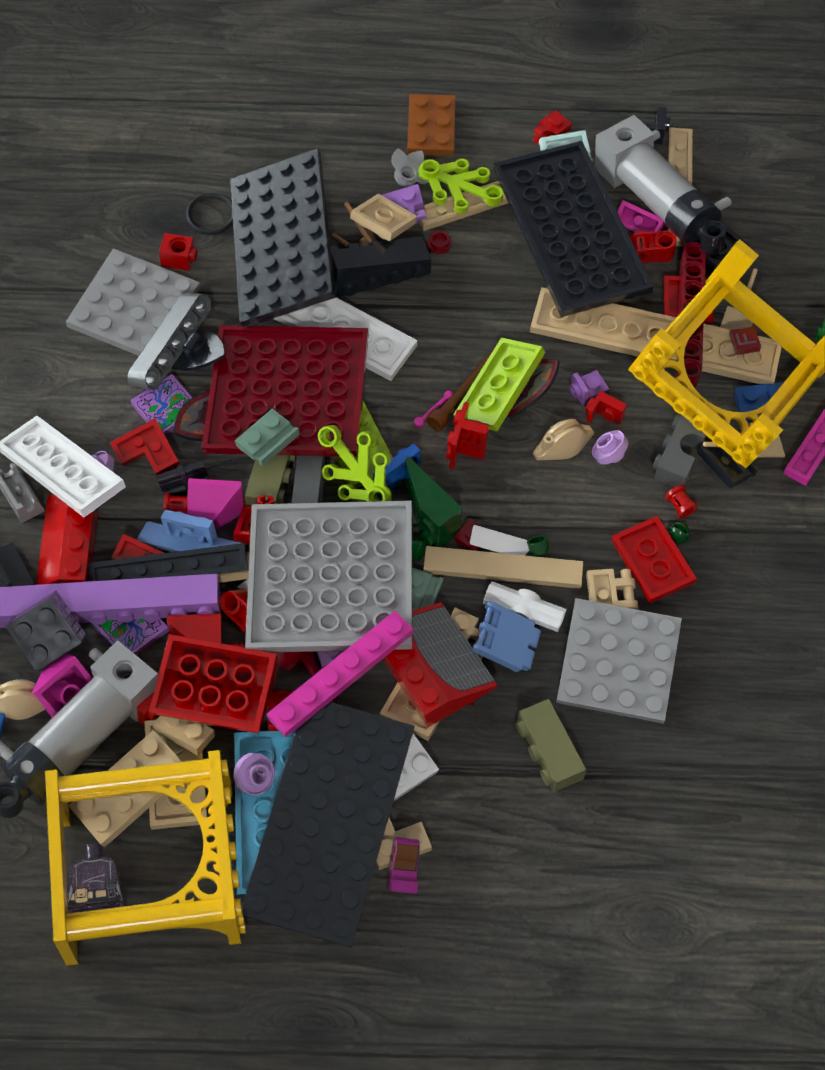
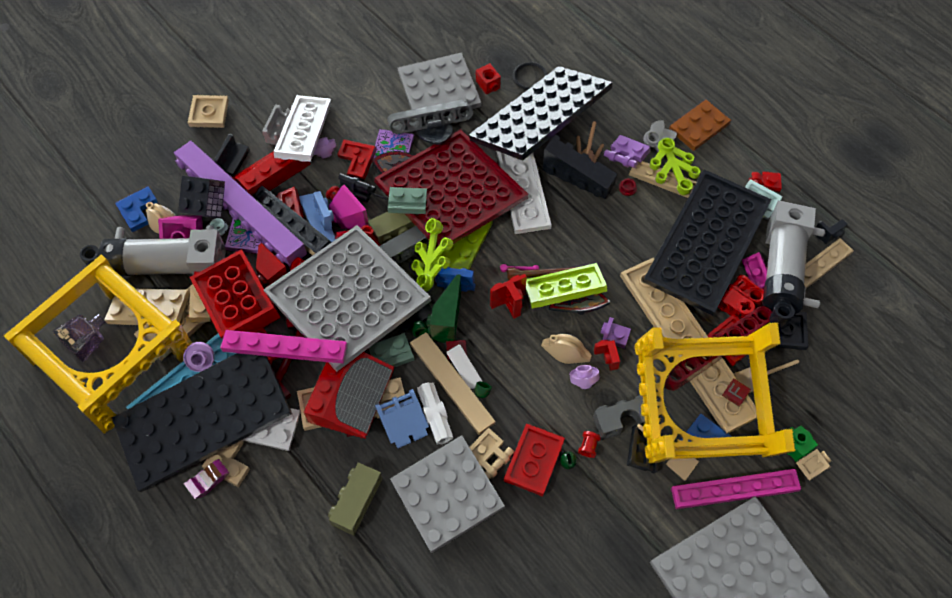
camera: 50 degrees right, 0 degrees up
(88, 642) = (219, 223): none -> light aqua plate
(383, 217) = (606, 145): tan plate -> none
(657, 265) = (736, 303): none -> red piece

